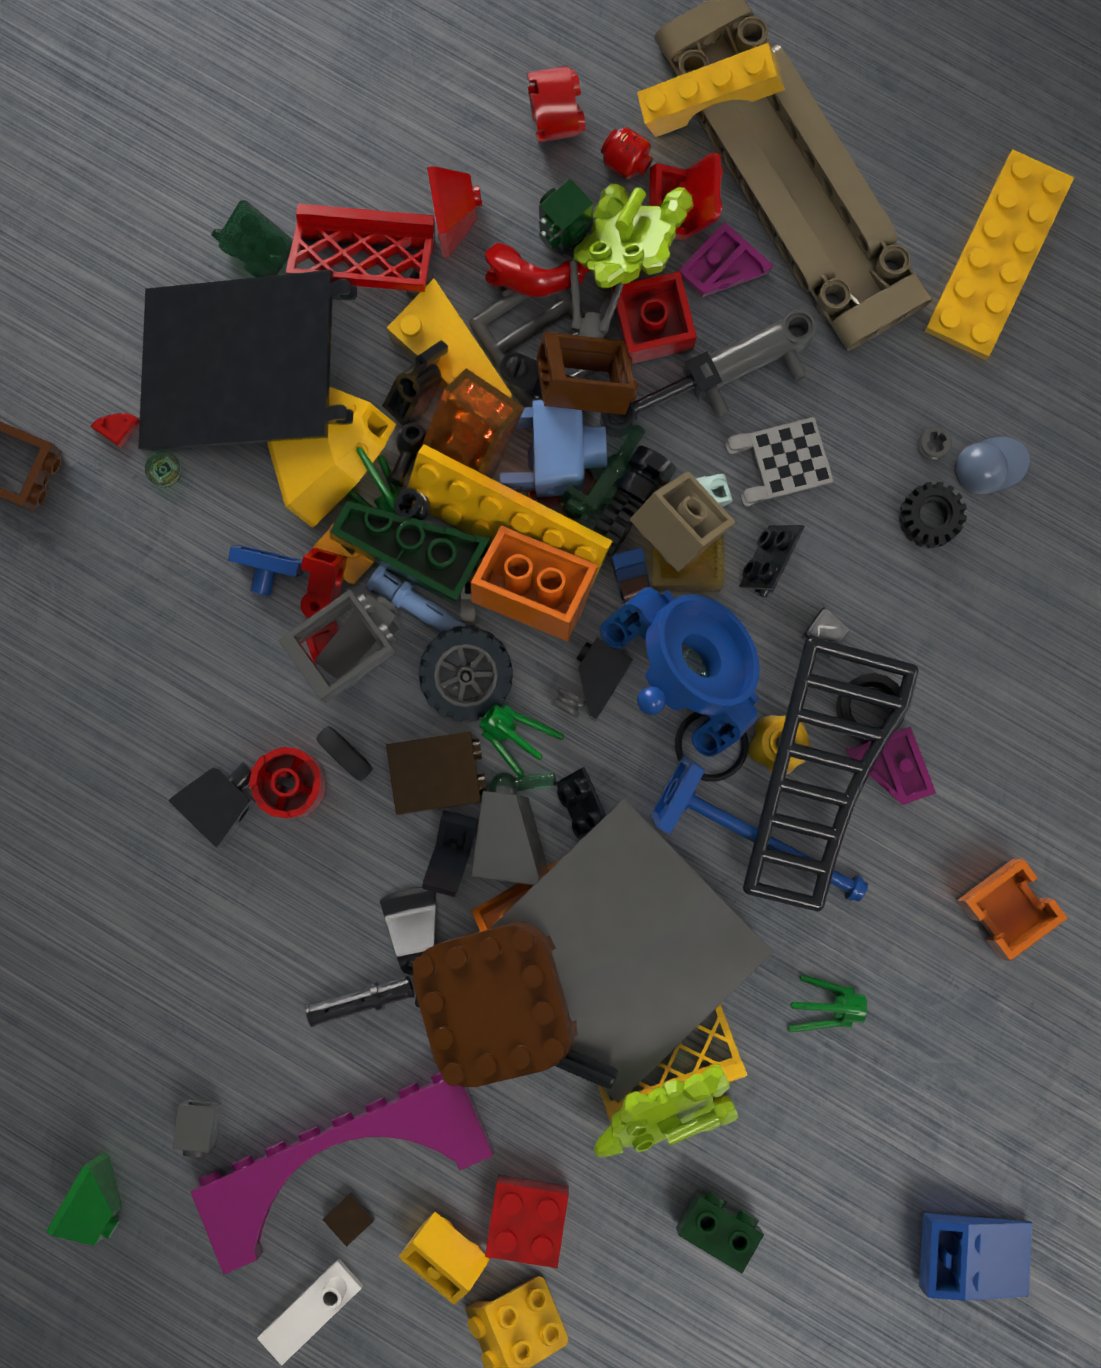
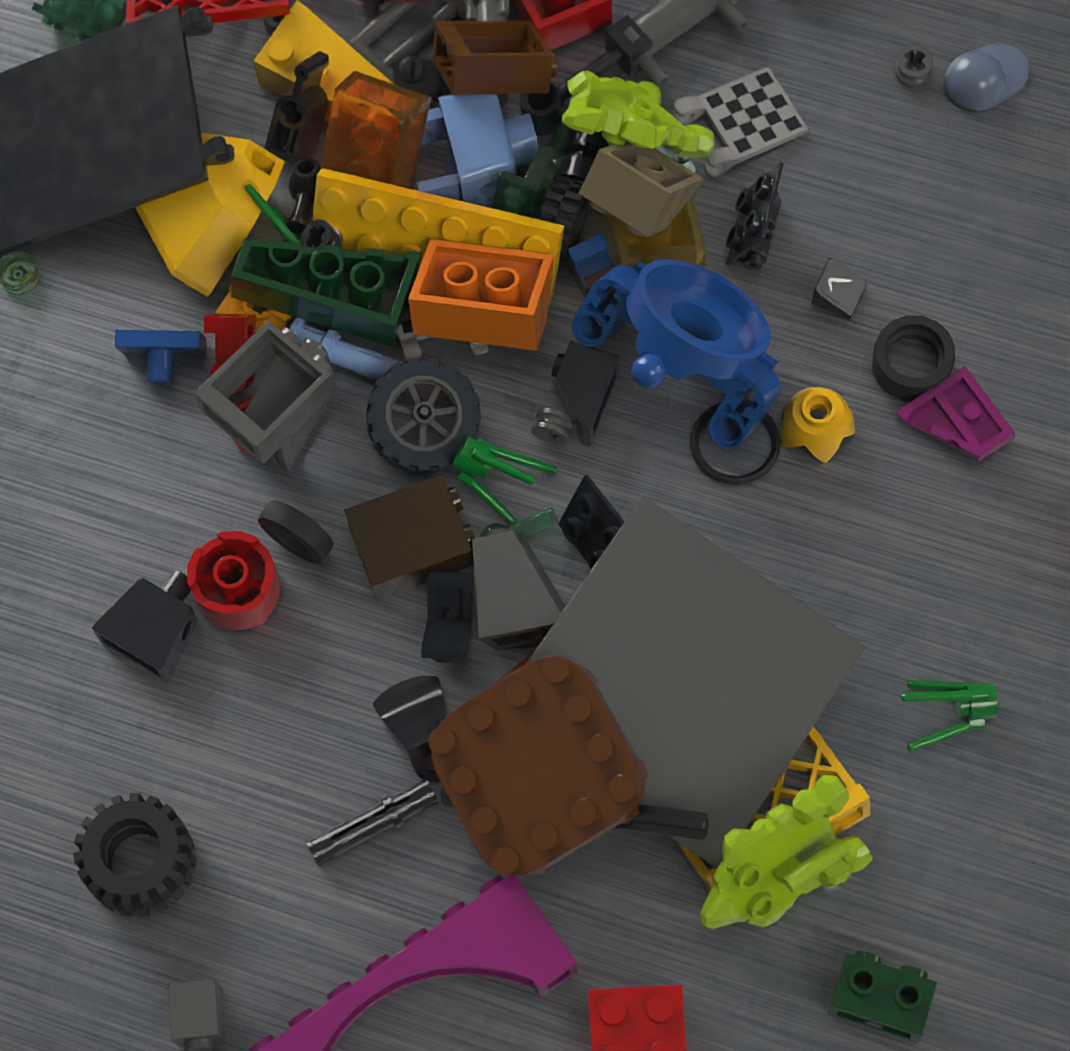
camera: 10 degrees left, 15 degrees down
(142, 1000) = (110, 830): none -> black tyre
(680, 796) = (712, 493): blue tile -> none
(687, 454) = (631, 114): none -> lime shield
(861, 768) = (918, 420): black bar -> none
(947, 500) = (934, 118): black tyre -> none

